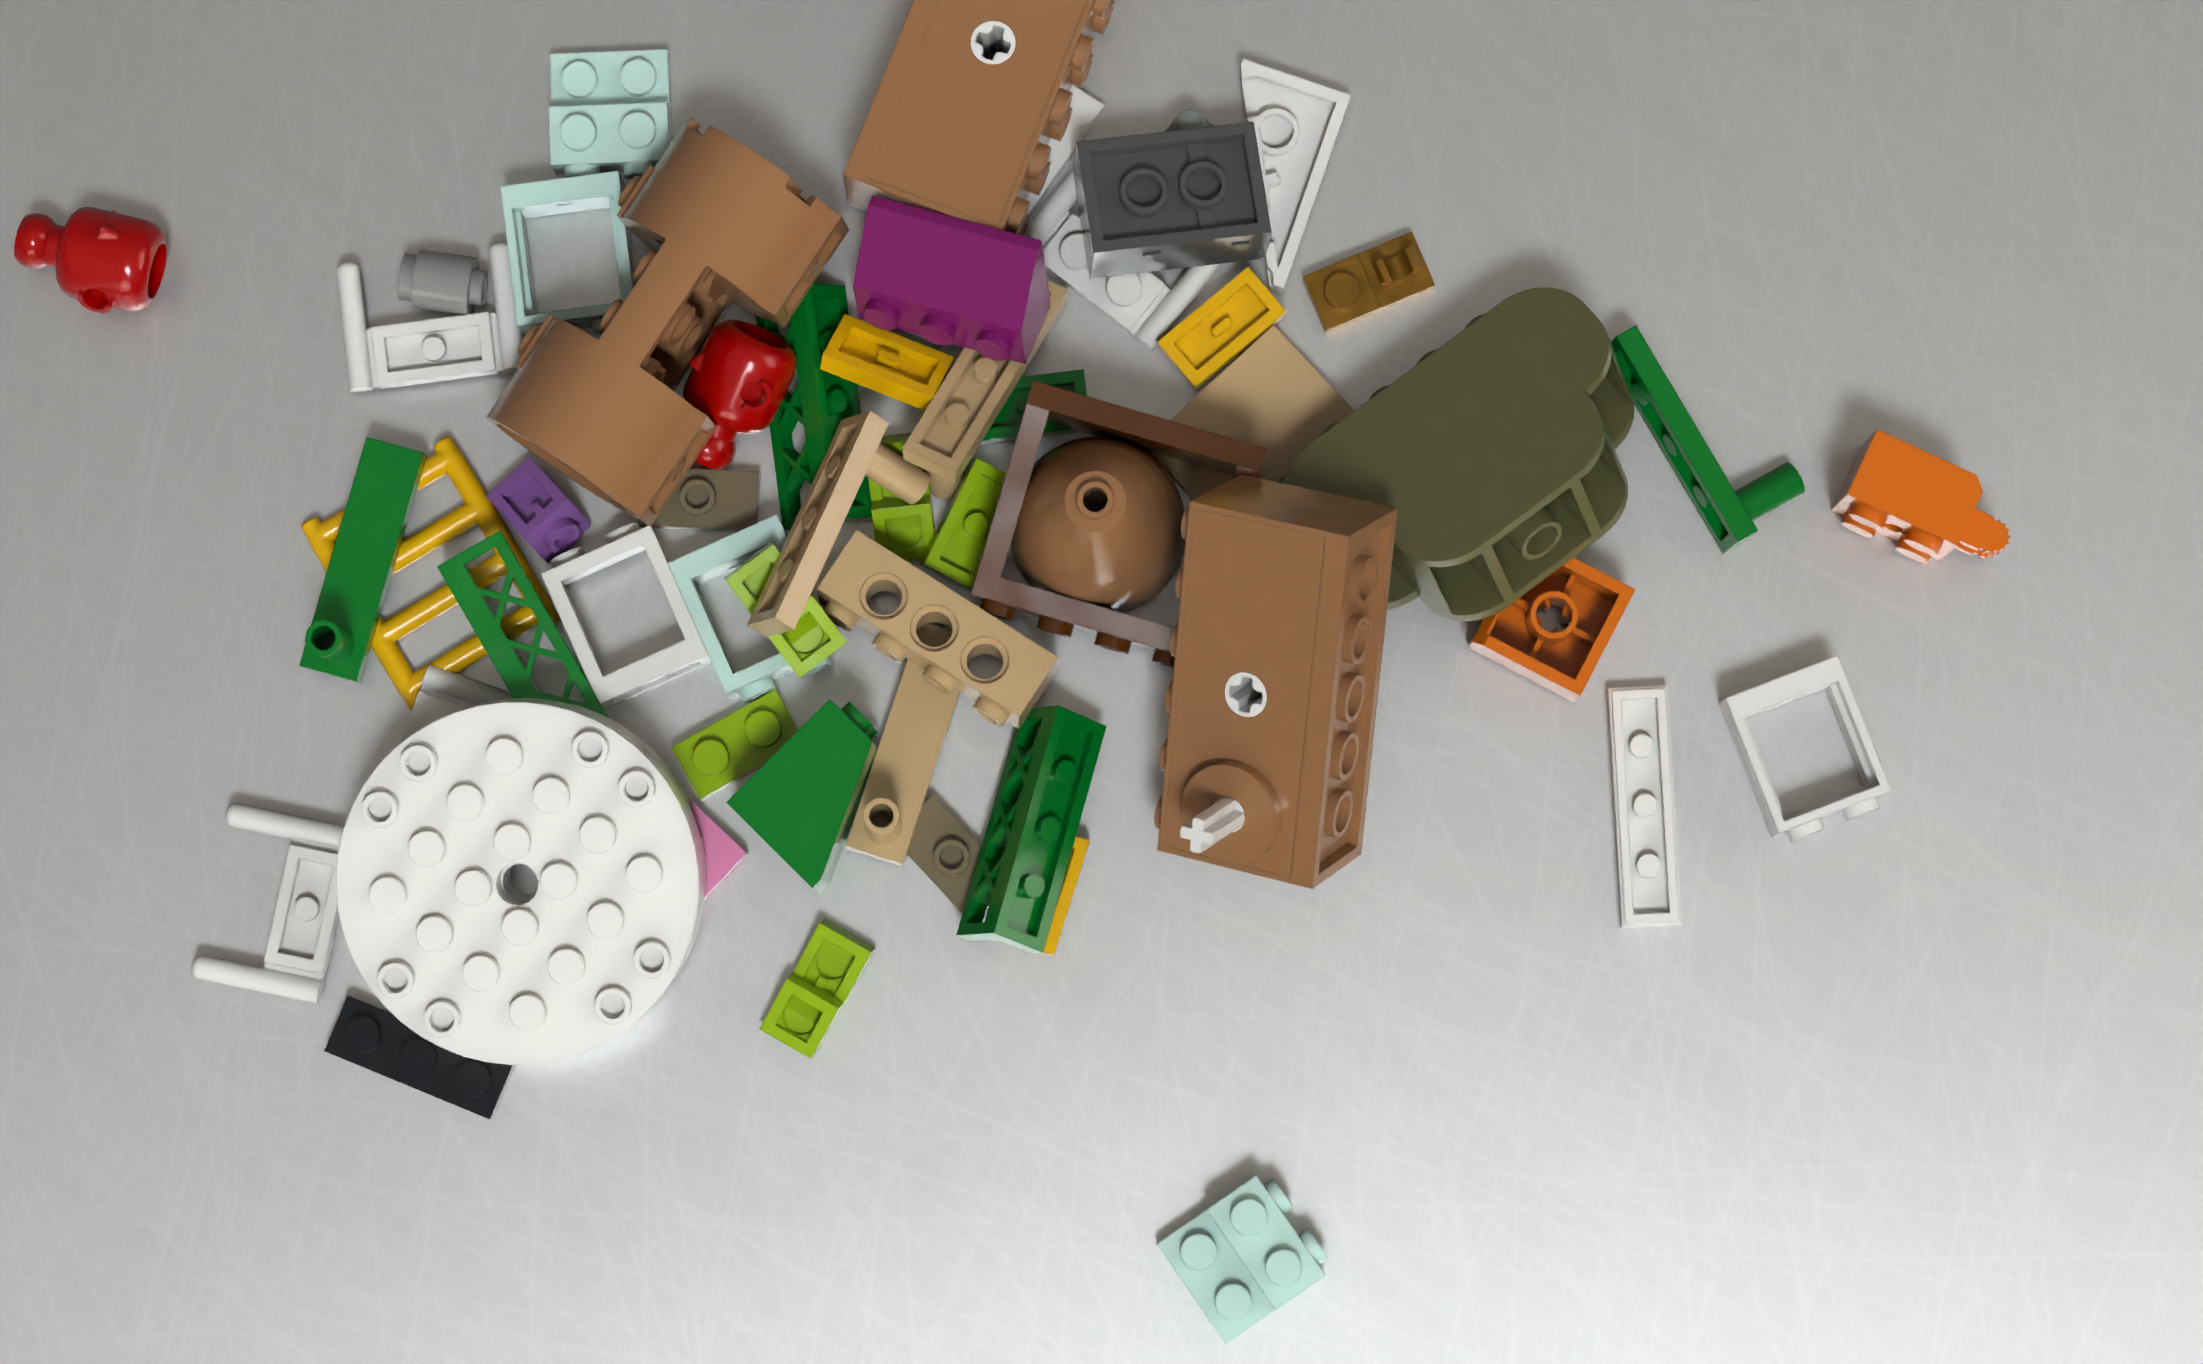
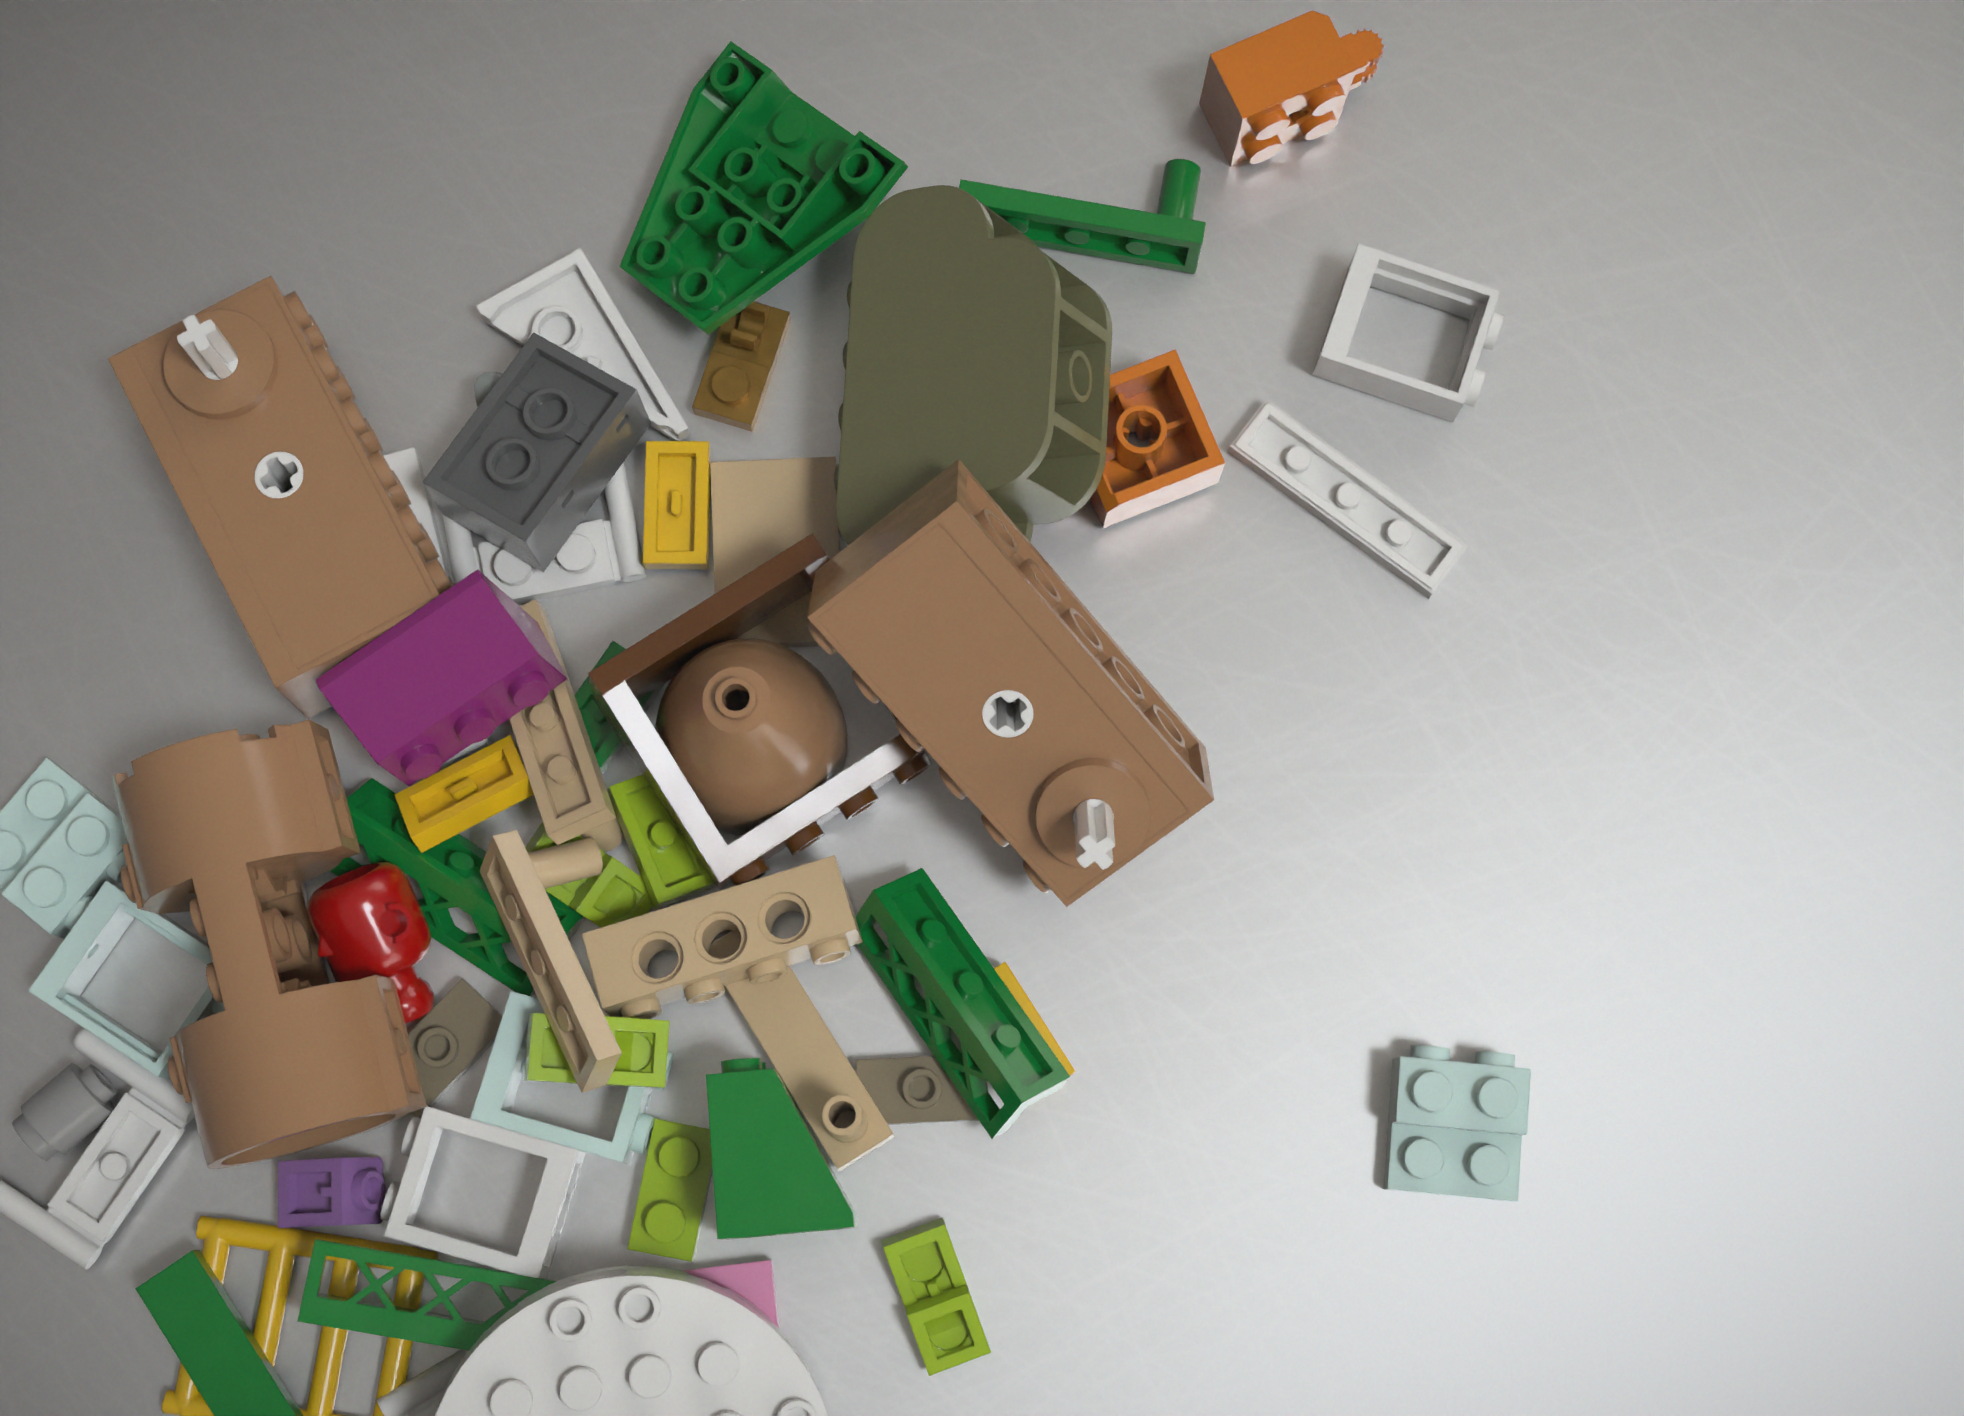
camera: 60 degrees left, 5 degrees down
(1495, 182) = (750, 192): none -> green wedge

